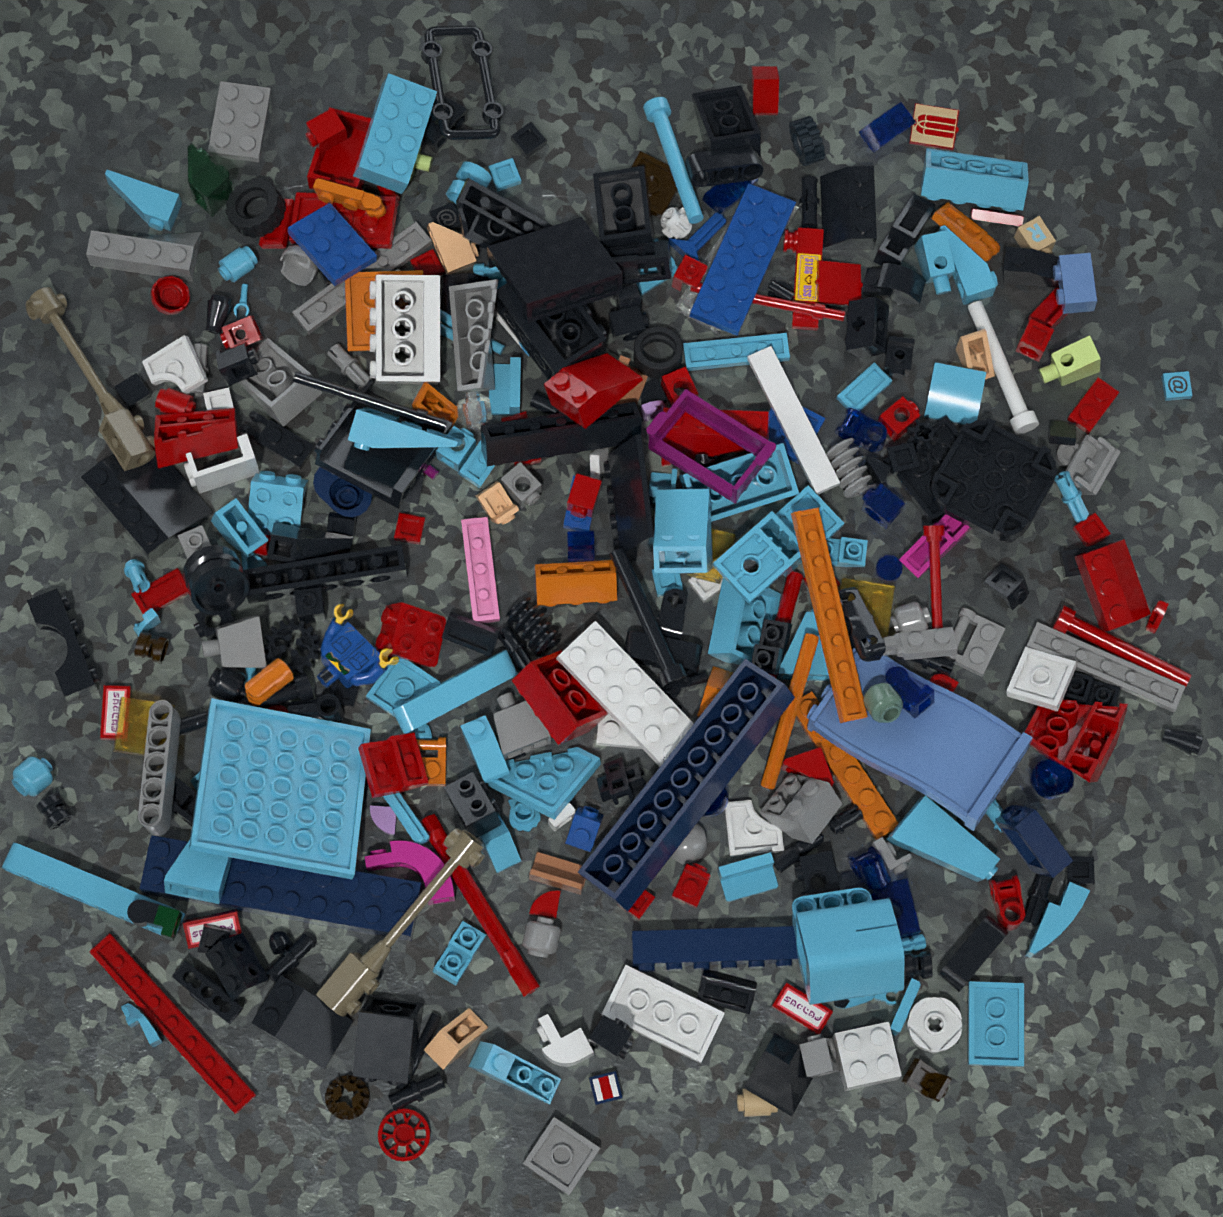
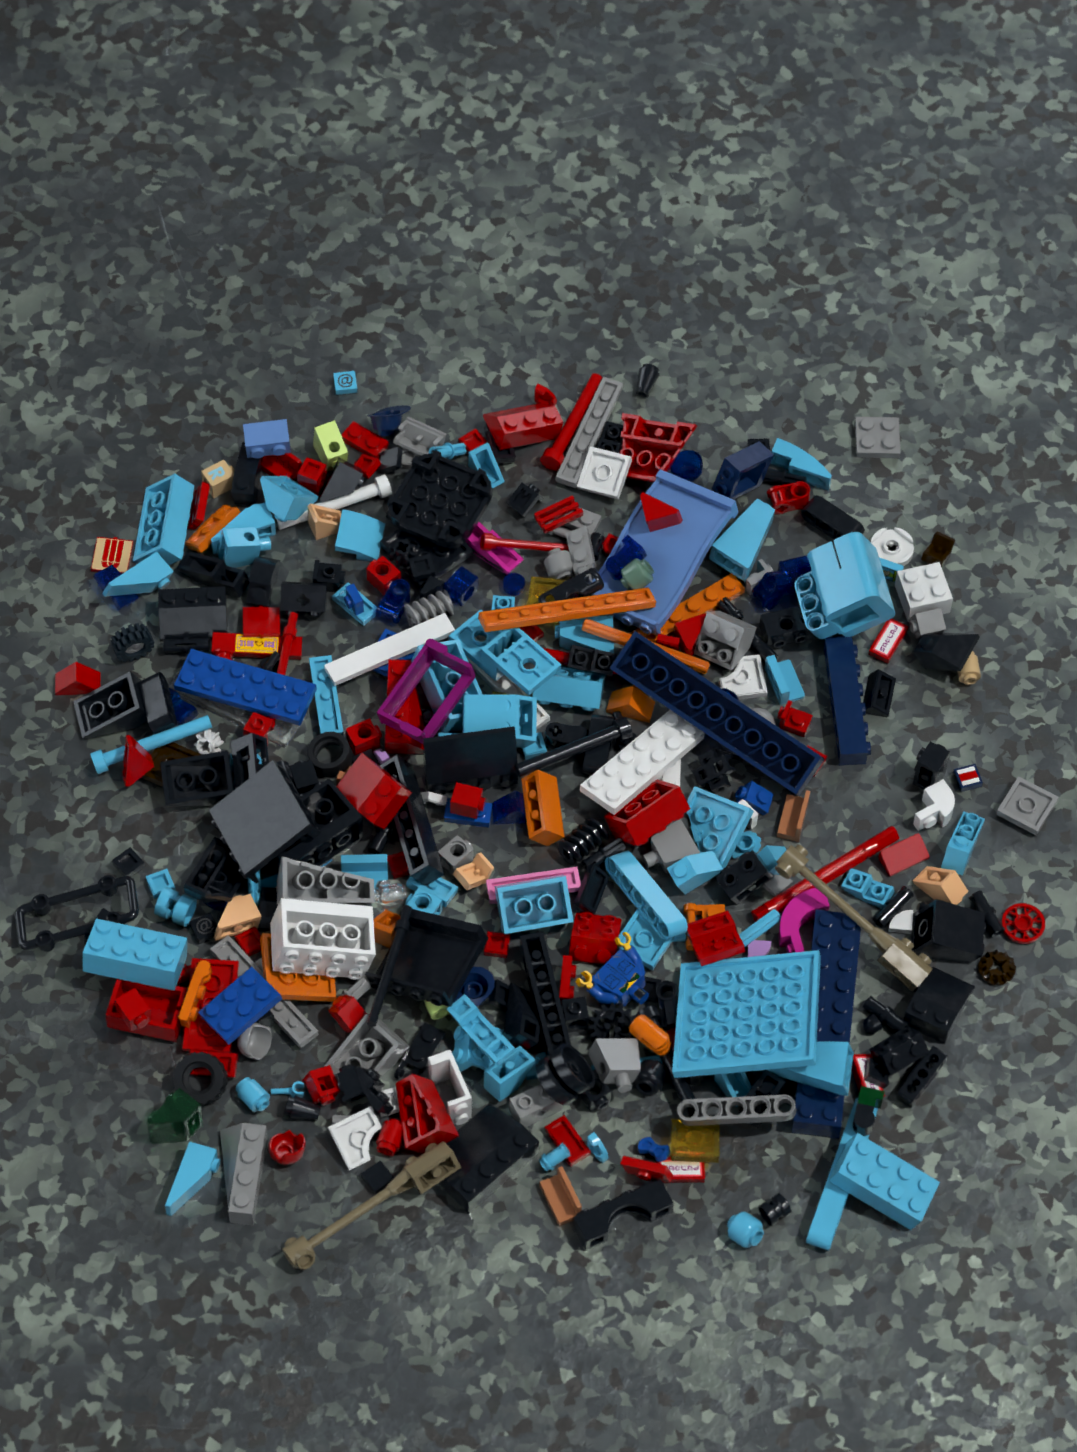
camera: 90 degrees left, 15 degrees down
(68, 931) = (884, 1181): none -> medium azure brick
(90, 581) = (561, 1197): none -> nougat panel
(110, 671) = (646, 1170): none -> red plate
(135, 1017) = (949, 1132): medium azure slope -> none
(146, 679) = (660, 1152): none -> blue piece
(151, 647) = (620, 1140): dark brown wheel -> none
(172, 1024) = (955, 1100): red tile -> none
(228, 379) = (372, 1088): none -> black slope
(239, 121) = (109, 1104): light grey plate -> none
(276, 496) = (480, 1030): none -> medium azure slope
(324, 360) = (347, 1012): none -> red brick
(364, 601) = (567, 974): none -> red plate
(383, 430) = (421, 951): medium azure wedge -> none
(412, 990) = (902, 922): none -> white tile
(431, 980) = (893, 907): none -> black pin
(446, 563) = (533, 904): none -> medium azure brick
(501, 1000) = (903, 854): none -> red slope
(541, 937) = (850, 825): light grey head -> none
(546, 905) = (820, 825): red tile -> none
(651, 142) = (136, 761): none -> red slope
(663, 1014) = (903, 736): white plate -> none
(700, 238) = (224, 730): blue piece -> none
(796, 740) = (668, 641): none -> red tile
(860, 381) = (353, 599): none -> blue plate
(894, 153) = (141, 578): none -> medium azure slope
(963, 727) = (659, 514): none -> red slope
(988, 615) = (556, 511): none -> red tile
(995, 1024) = (887, 506): medium azure plate -> none
(1003, 308) = (286, 497): none -> medium azure slope
(1026, 373) = (341, 481): none -> black slope
(1049, 540) = (483, 458): none -> medium azure slope
(1054, 404) = (368, 465): none -> red tile
(1102, 1022) = (877, 437): none -> light grey plate
(1121, 430) = (388, 419): none -> dark blue piece

